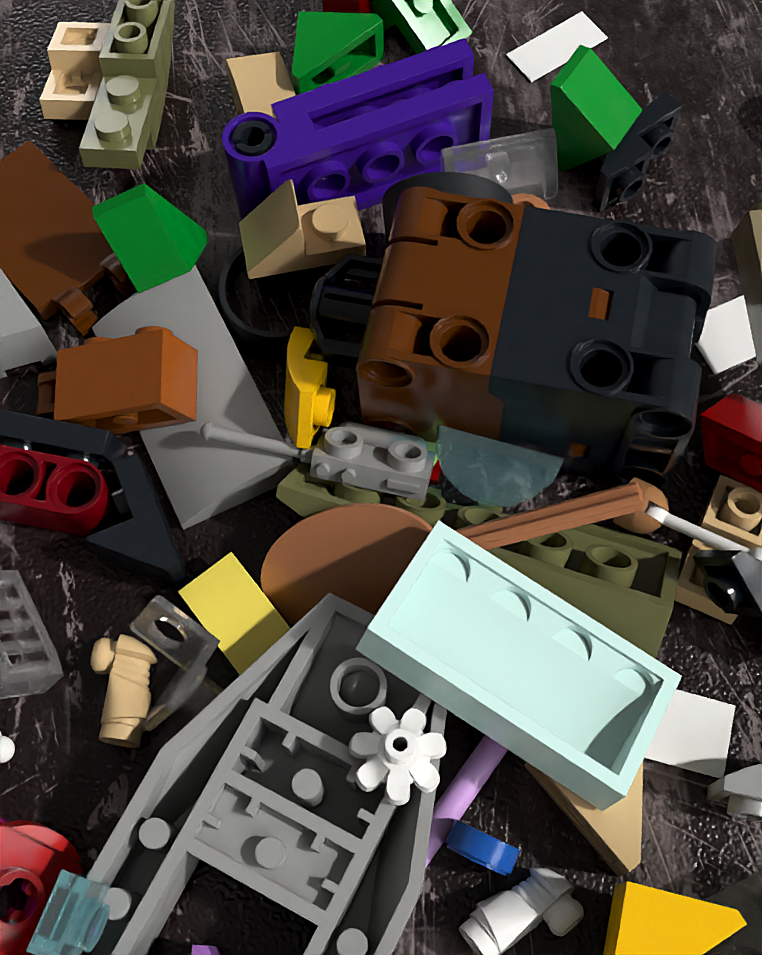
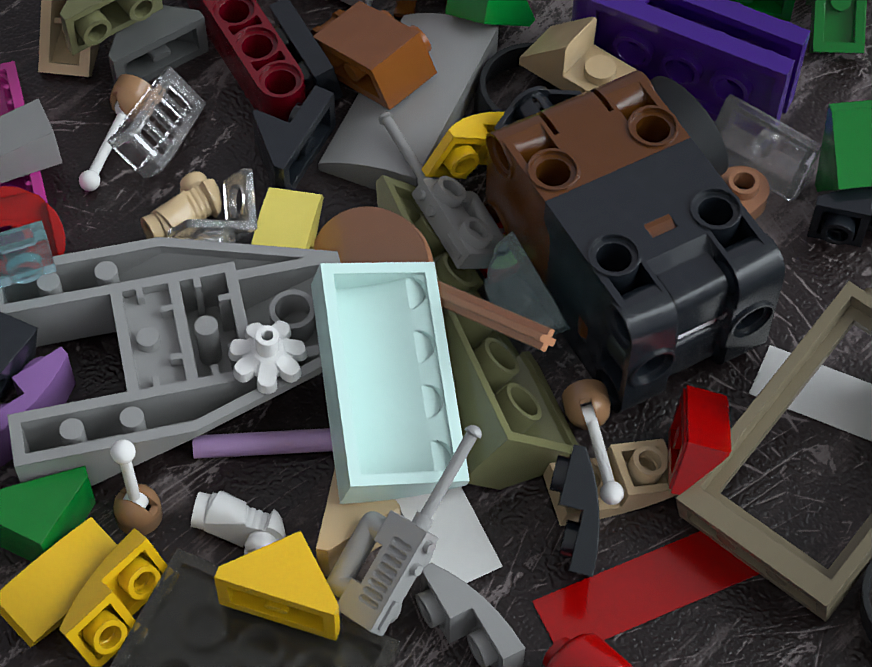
camera: 45 degrees right, 10 degrees down
(482, 848) = (261, 471): blue tile -> none
(703, 786) = (403, 554): none -> light grey piece

